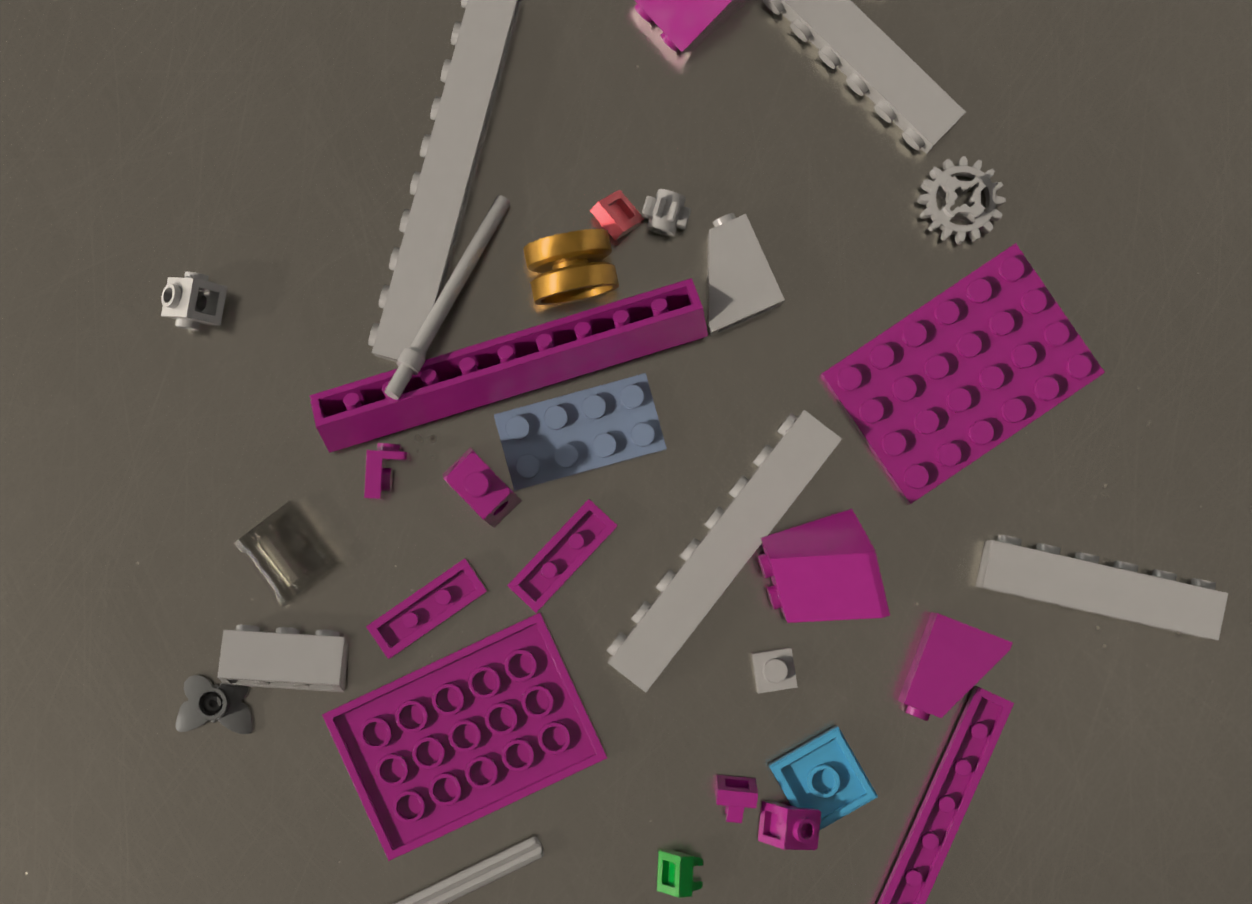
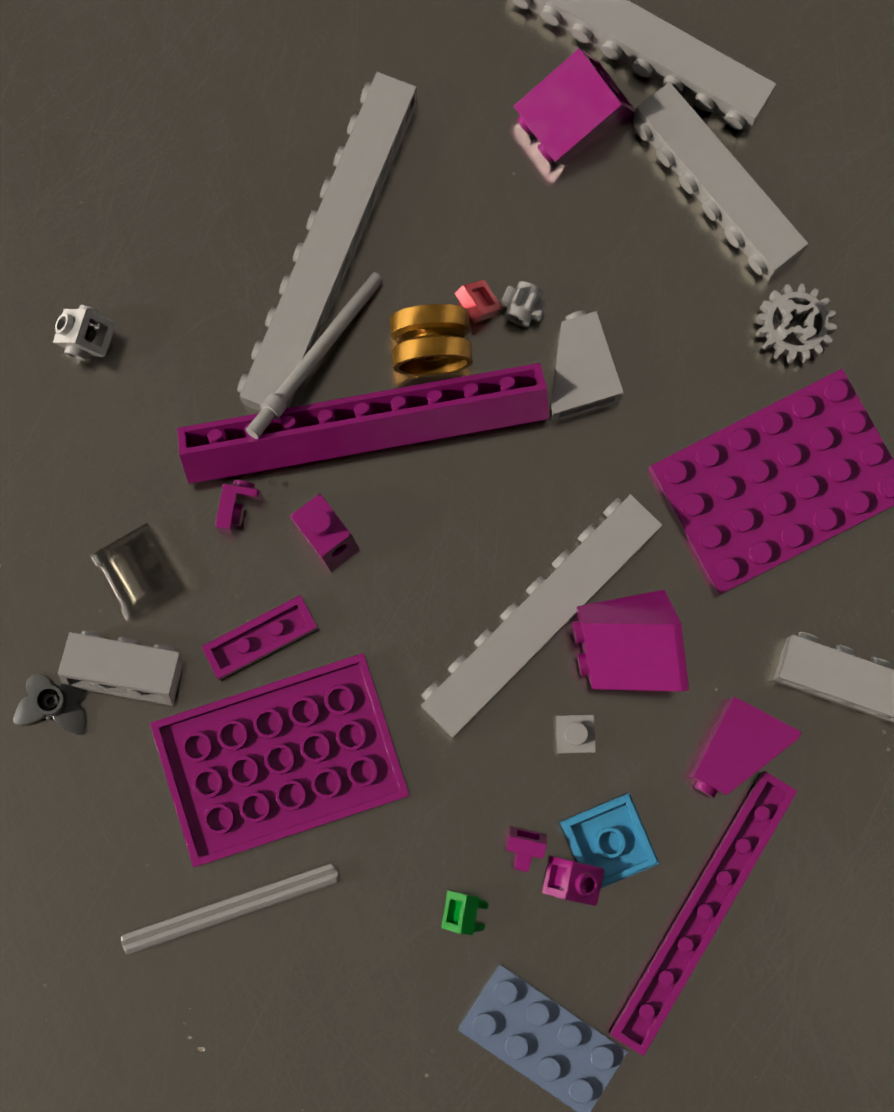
camera: 15 degrees right, 5 degrees down
(562, 555) = (391, 603): magenta plate -> none
(580, 432) = (421, 493): sand blue plate -> none

